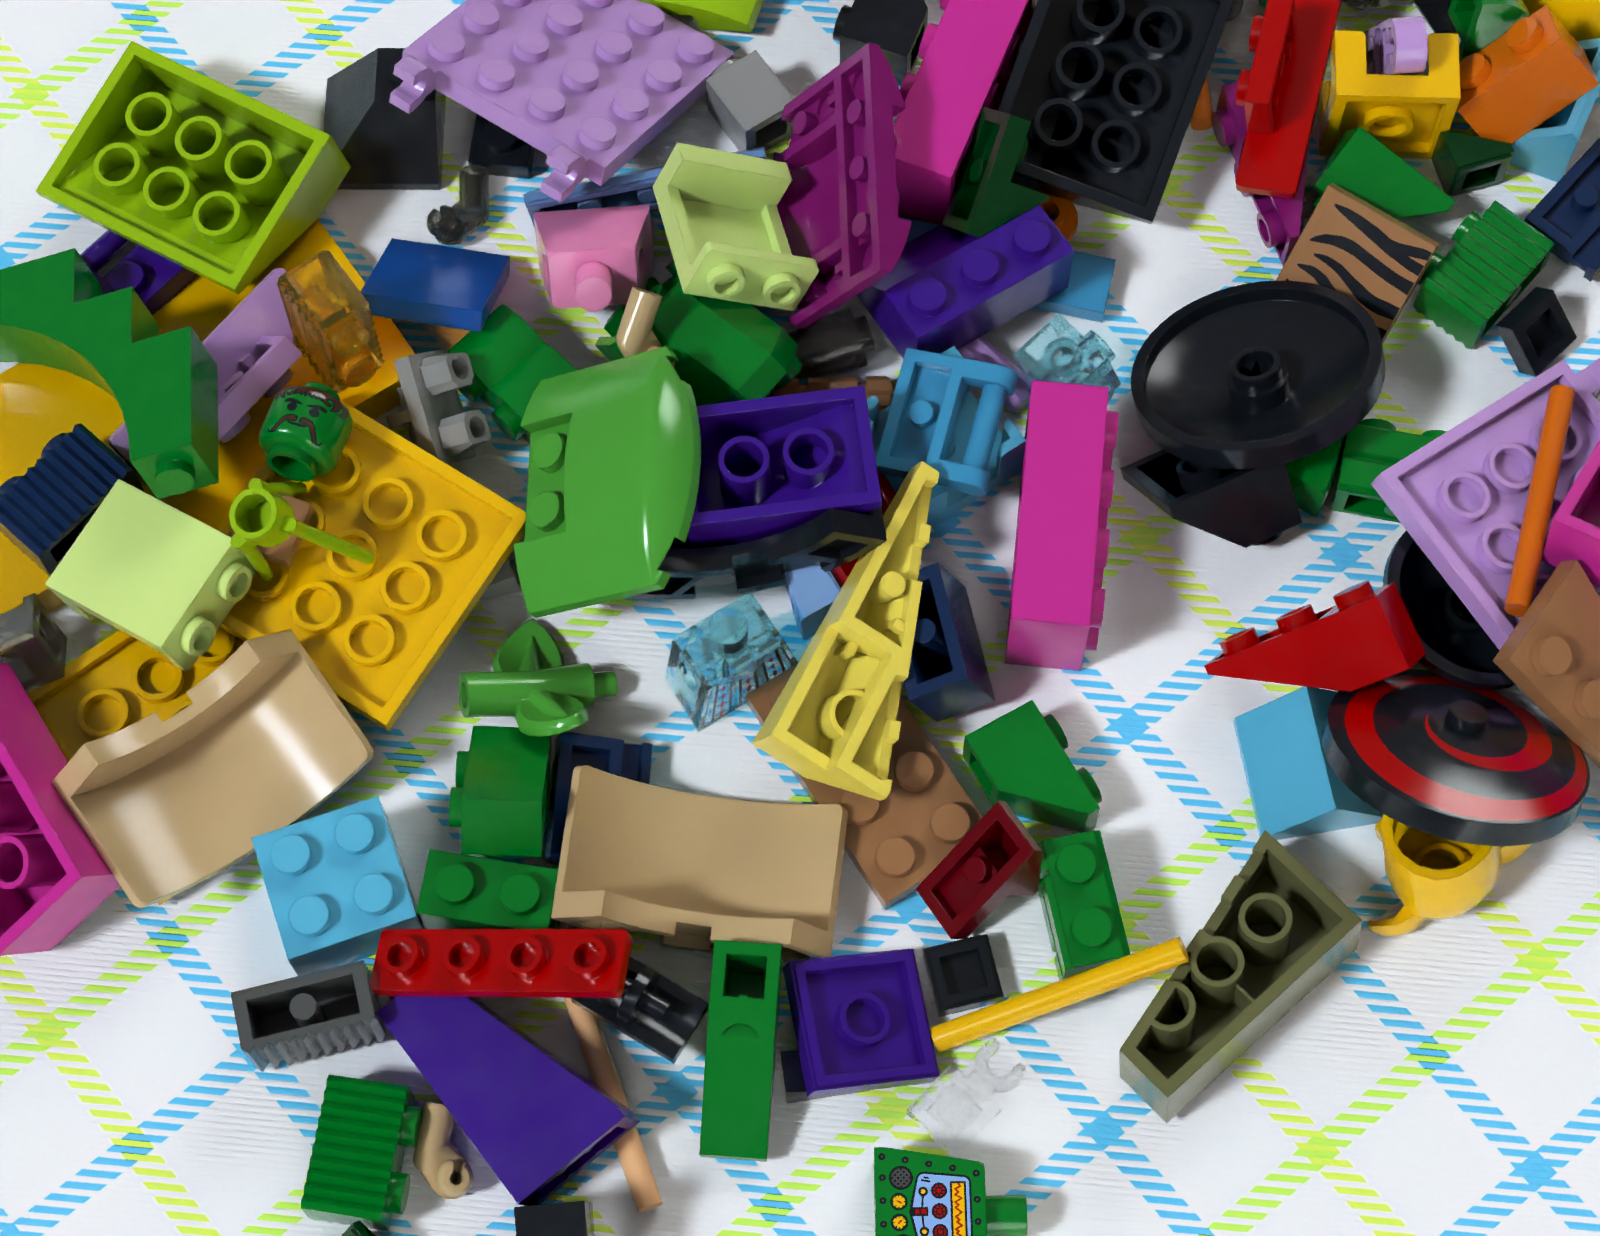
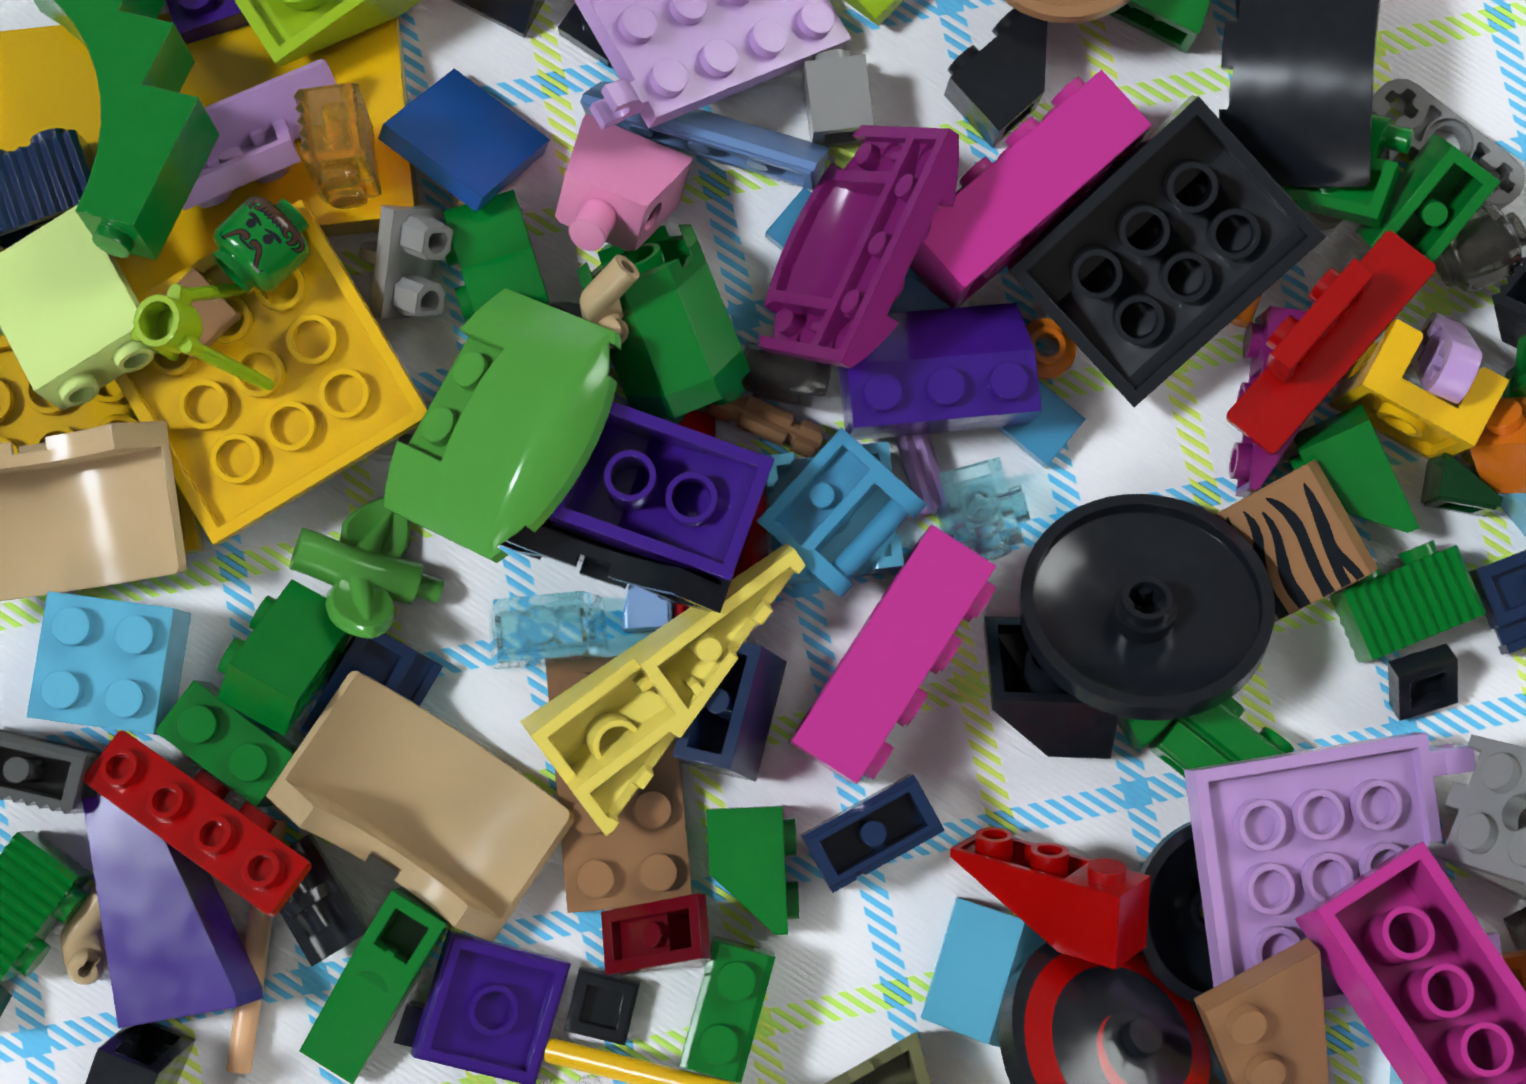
camera: 15 degrees right, 15 degrees up
(466, 216) = (533, 78): clear smoke arm -> none
(728, 227) = (743, 230): yellowish green panel -> none
(984, 190) = (997, 309): dark green slope -> none
(1124, 686) = (872, 832): none -> dark blue brick
(1539, 500) = (1325, 863): orange bar -> none

